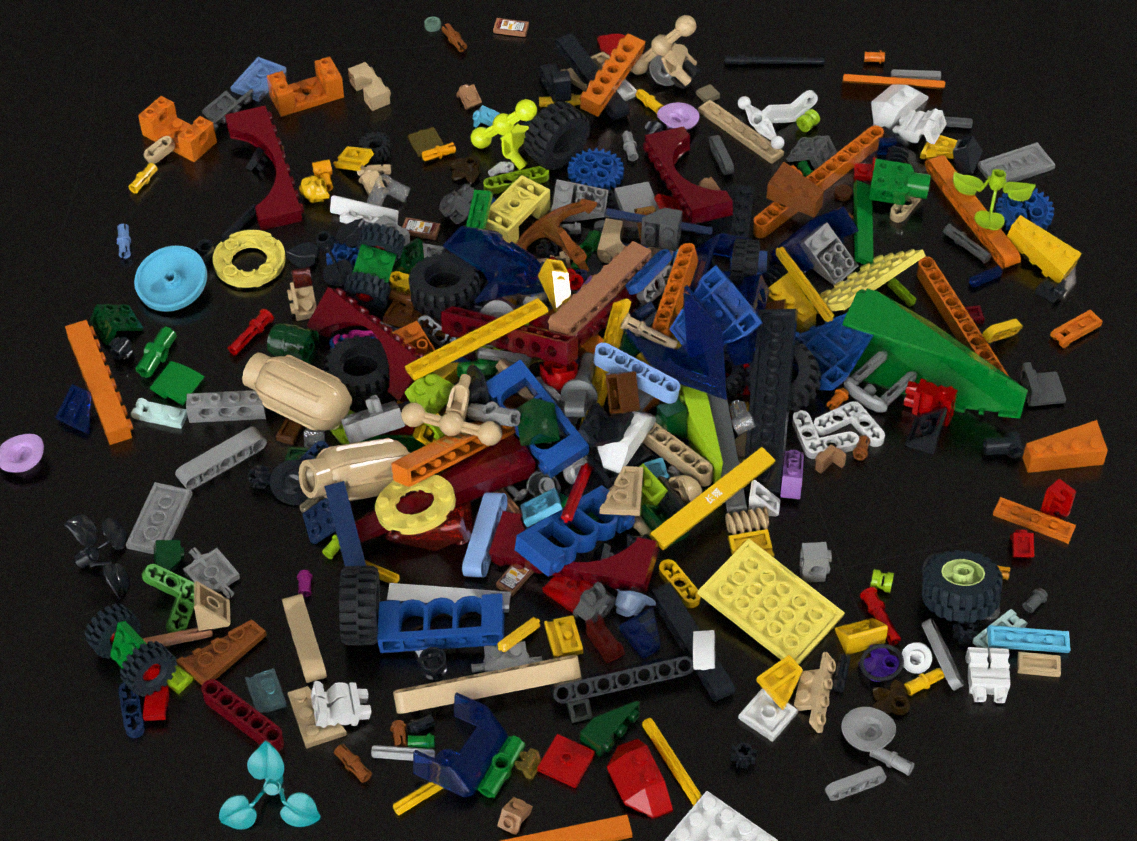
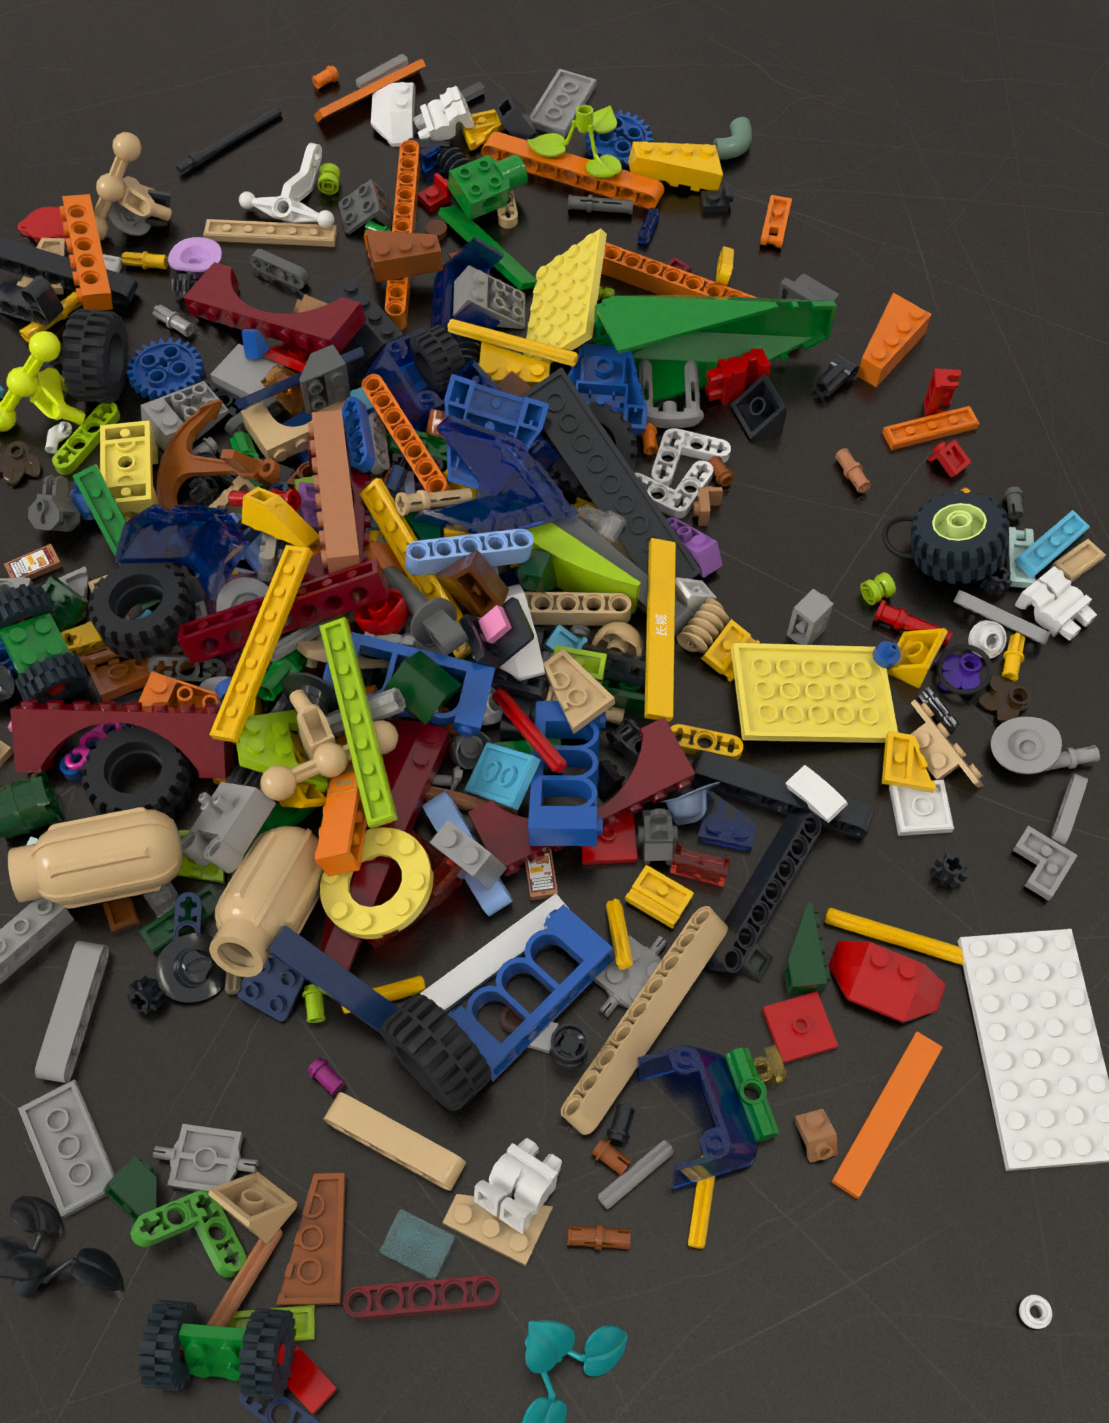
camera: 45 degrees left, 10 degrees up
(421, 741) = (642, 1142): green pin -> none
(474, 526) = (468, 854): none -> light grey brick
(481, 413) = (358, 723): none -> lime tile
(609, 420) = (494, 624): none -> bright pink tile
(652, 186) = (254, 344): none -> blue slope
(708, 93) = (197, 215): dark tan tile -> none
(810, 799) = (1051, 861): none -> light grey plate
(840, 617) = (886, 654): none -> blue tile
(948, 506) = (853, 470): none -> nougat pin
(1106, 263) = (738, 143): none -> sand green cylinder

